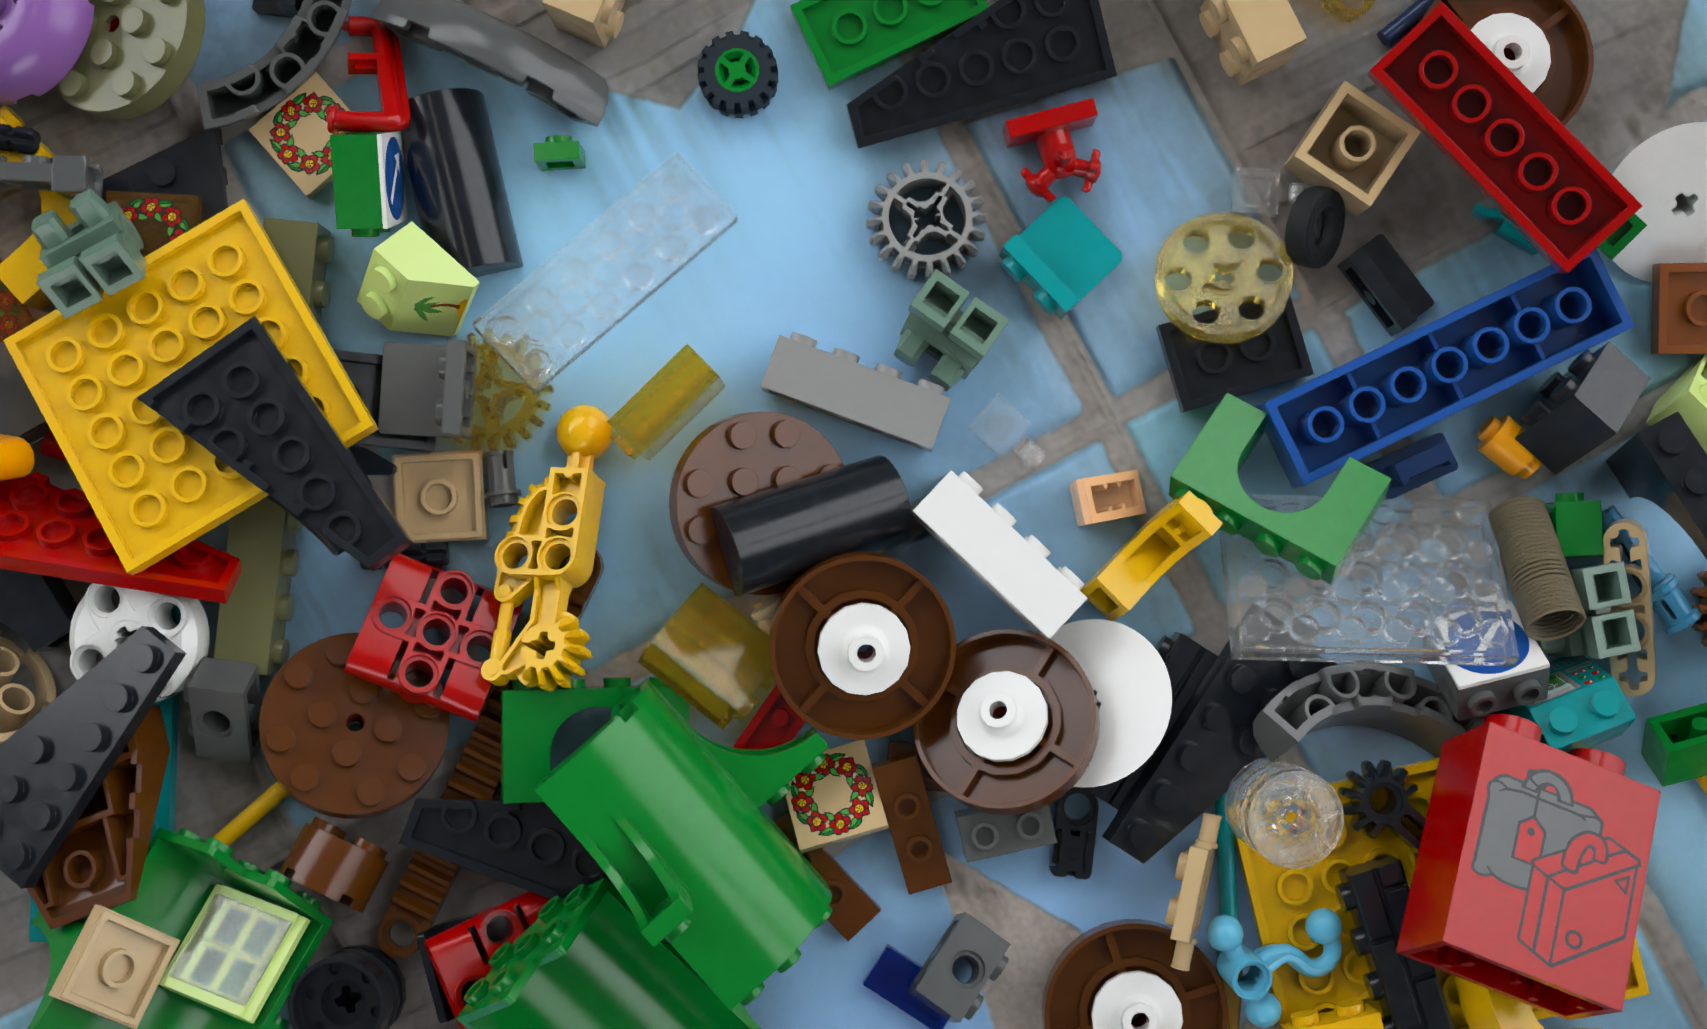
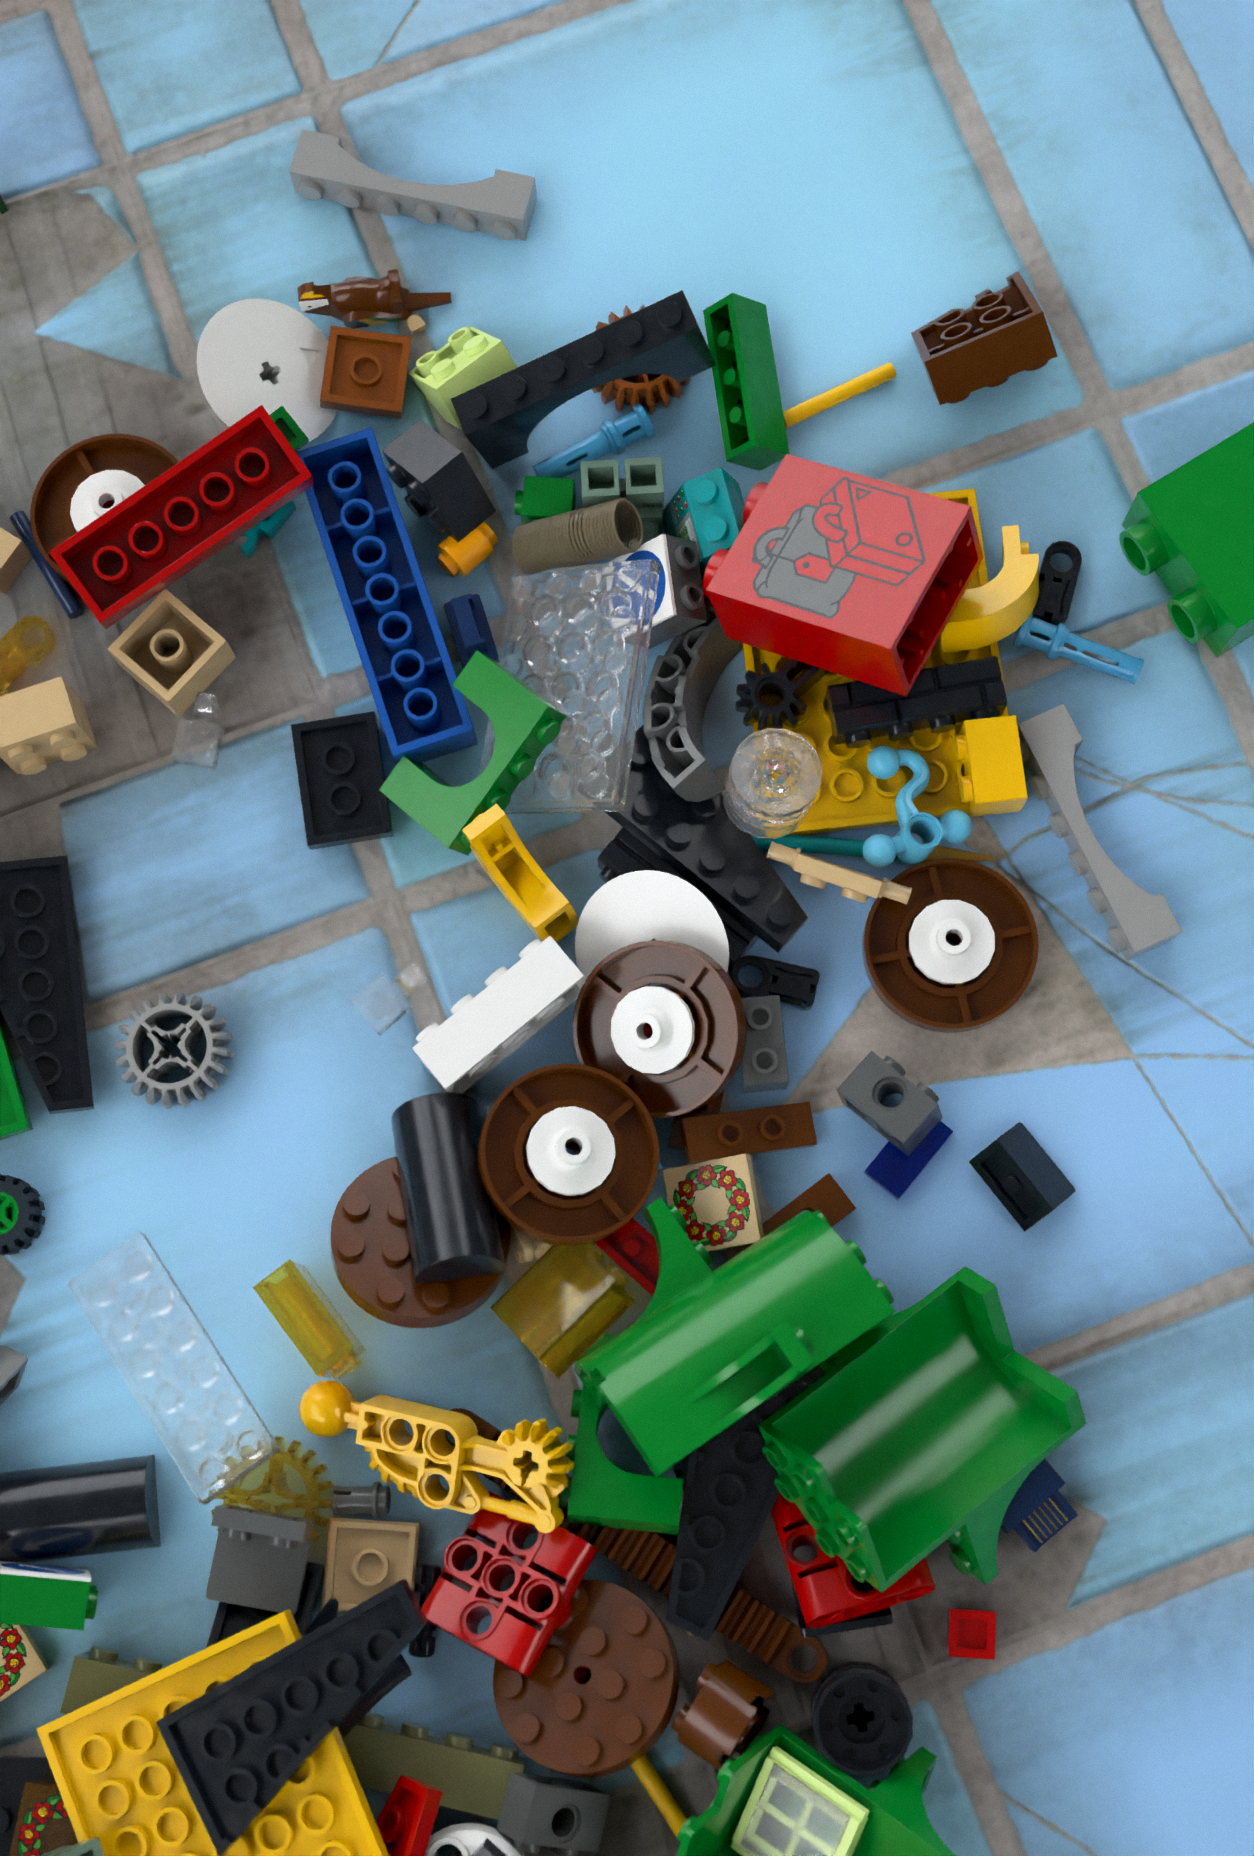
camera: 80 degrees left, 10 degrees down
(416, 285) = (155, 1558): yellowish green slope -> none
(559, 153) = (48, 1401): green plate -> none
(856, 392) = (328, 1135): light grey brick -> none
(946, 332) = (283, 1041): sand green hips -> none
(1053, 137) = (121, 920): red piece -> none
(1060, 257) = (229, 928): teal bracket -> none
(1107, 497) = (463, 914): light nougat slope -> none
(1220, 295) = (288, 784): clear yellow wedge -> none
(1314, 207) = (238, 693): black tyre -> none
(1386, 284) = (302, 638): black panel -> none
(1640, 604) = (622, 452): tan beam -> none

